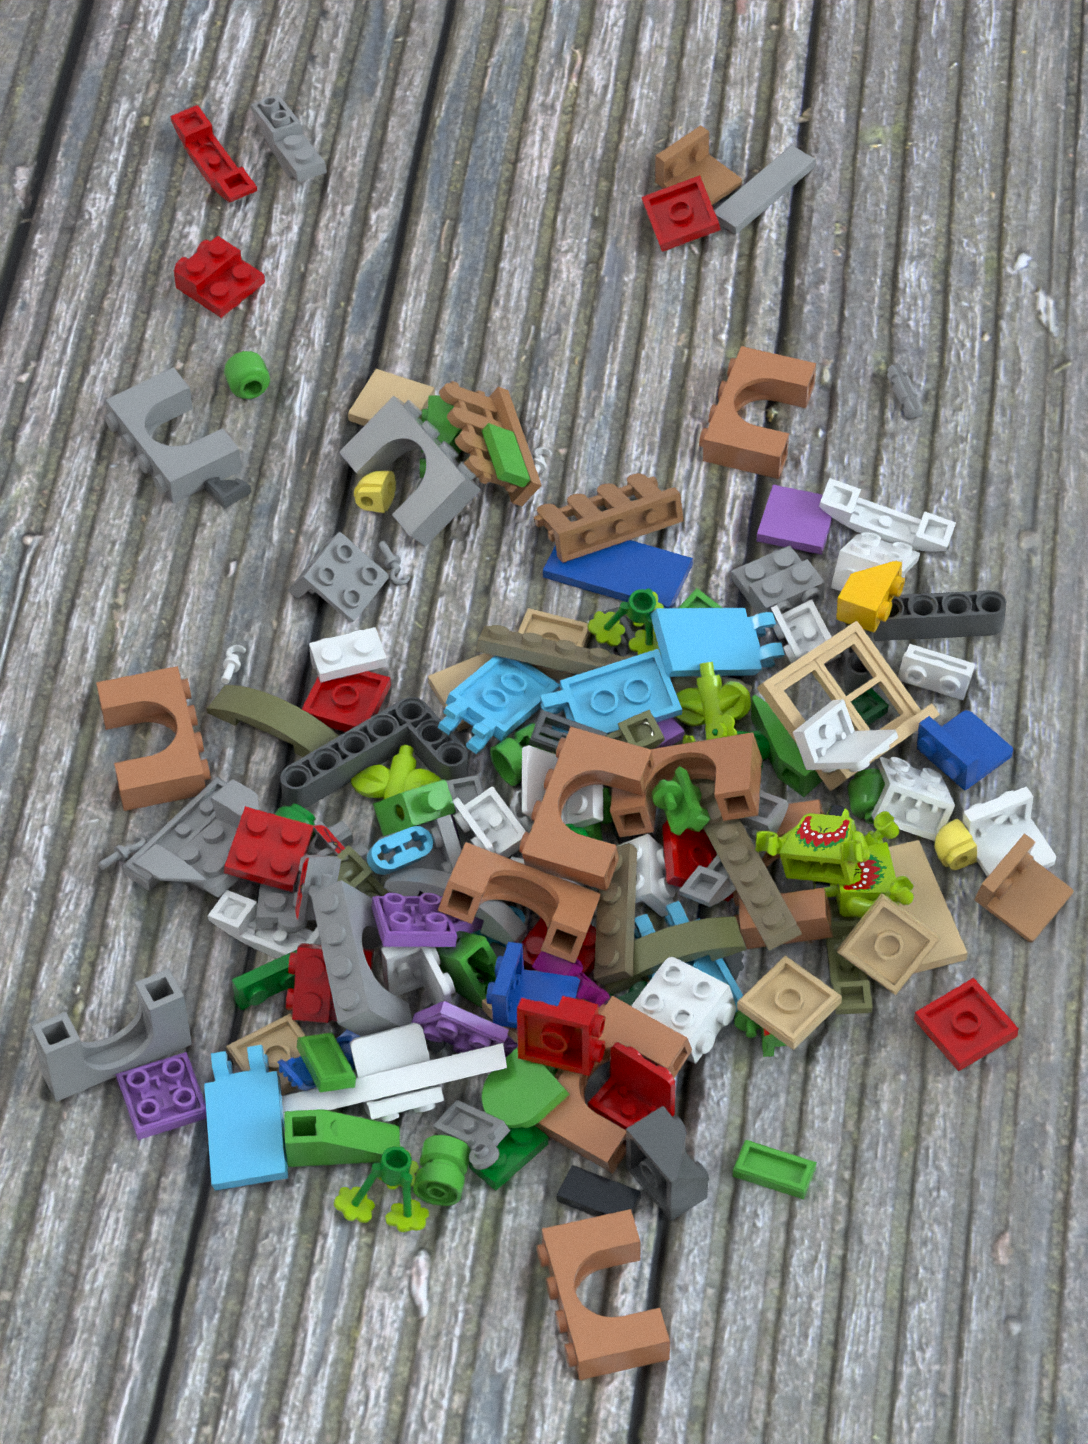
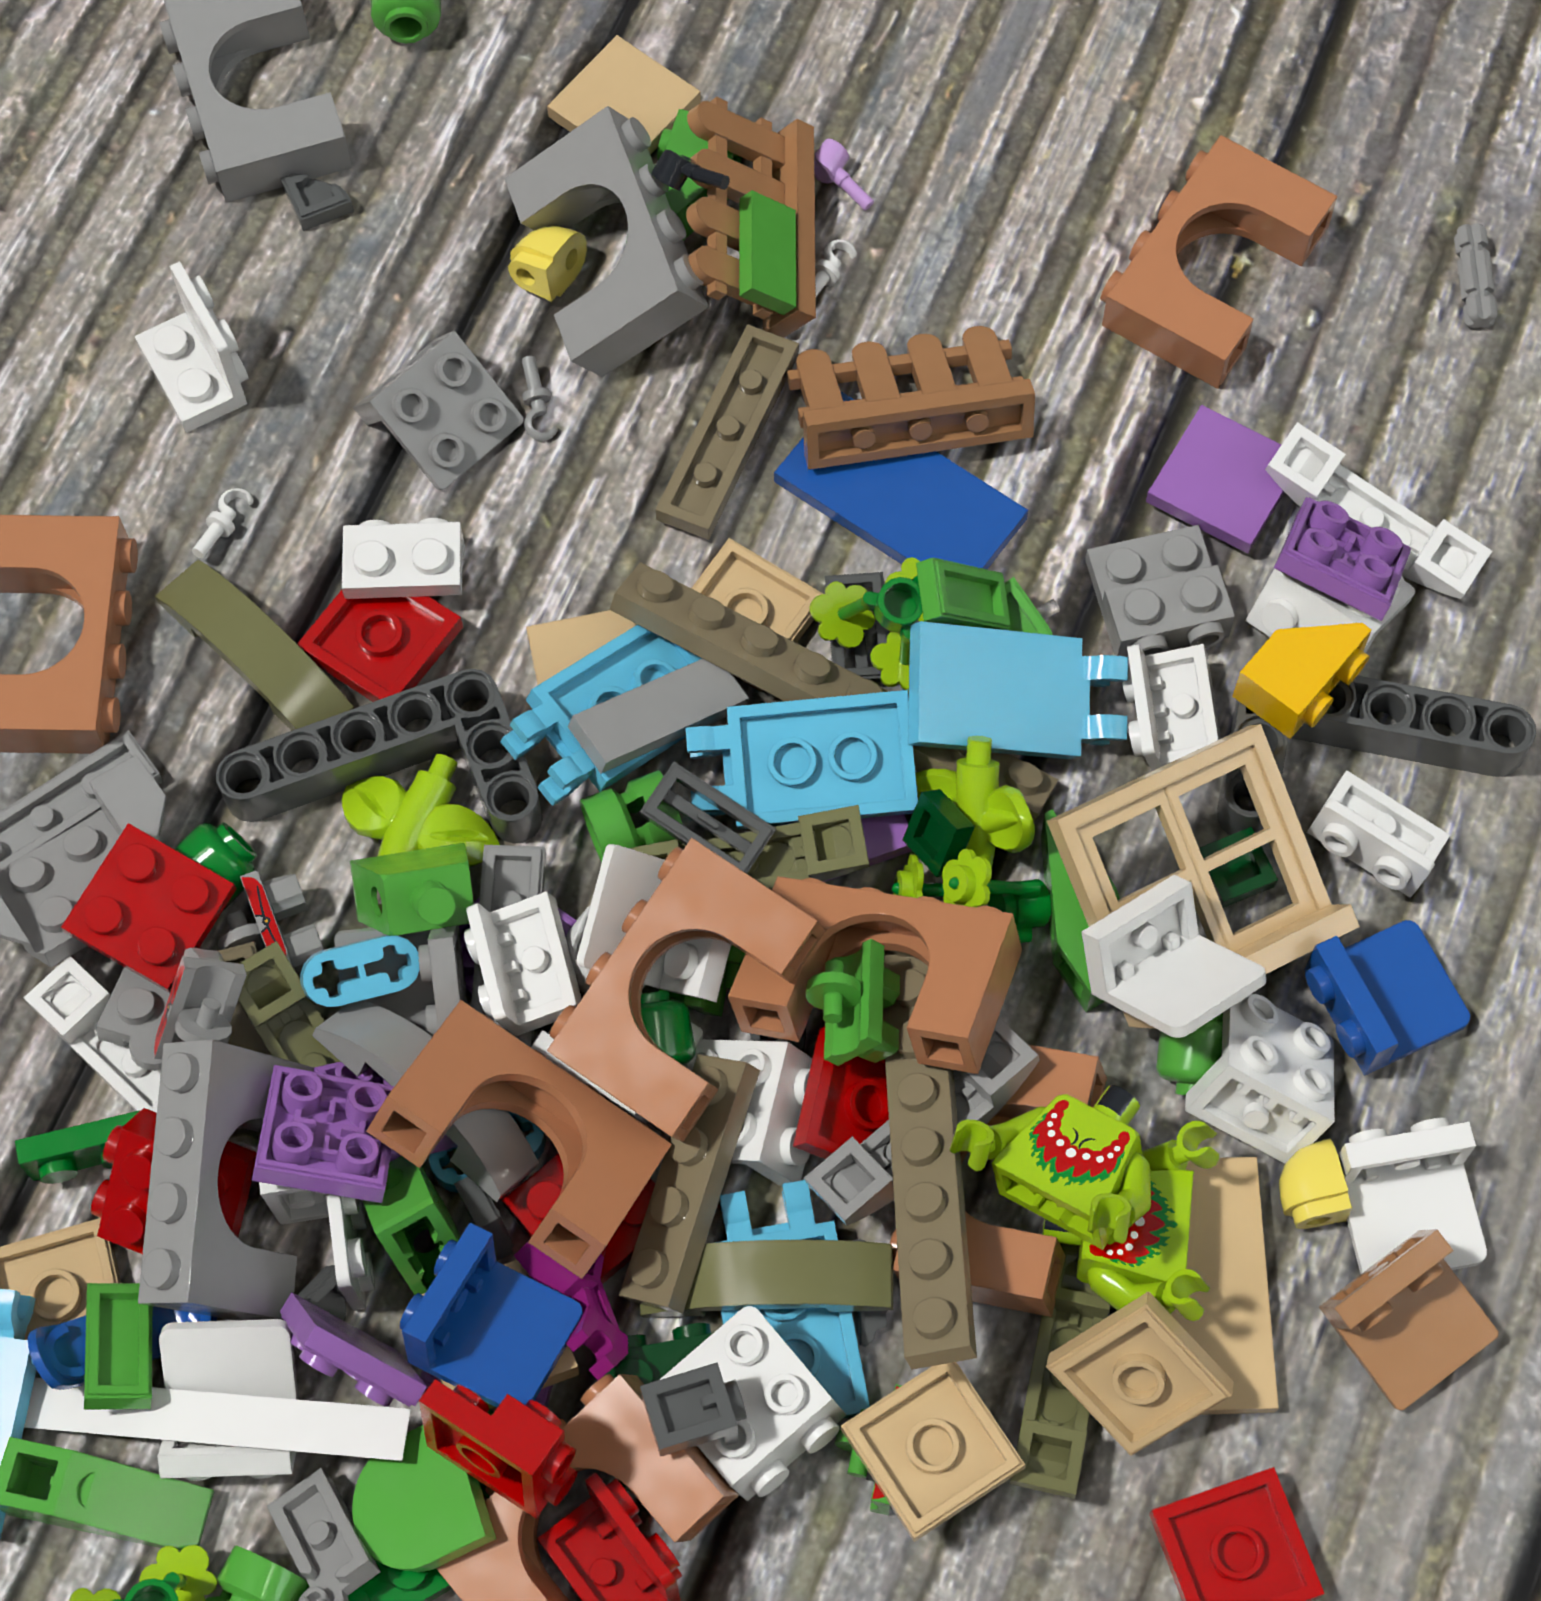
camera: 15 degrees right, 15 degrees up
(192, 579) = (195, 357): none -> white bracket
(442, 419) = (675, 169): none -> black hand
(509, 555) = (727, 432): none -> dark tan plate
(519, 694) = (655, 713): none -> light grey tile
(522, 407) = (828, 168): none -> lavender hand
(658, 998) = (693, 1409): none -> dark grey bracket
(671, 593) = (962, 595): none -> bright green tile
(695, 716) = (937, 830): none -> dark green plate
(876, 538) = (1344, 557): none -> medium lavender tile

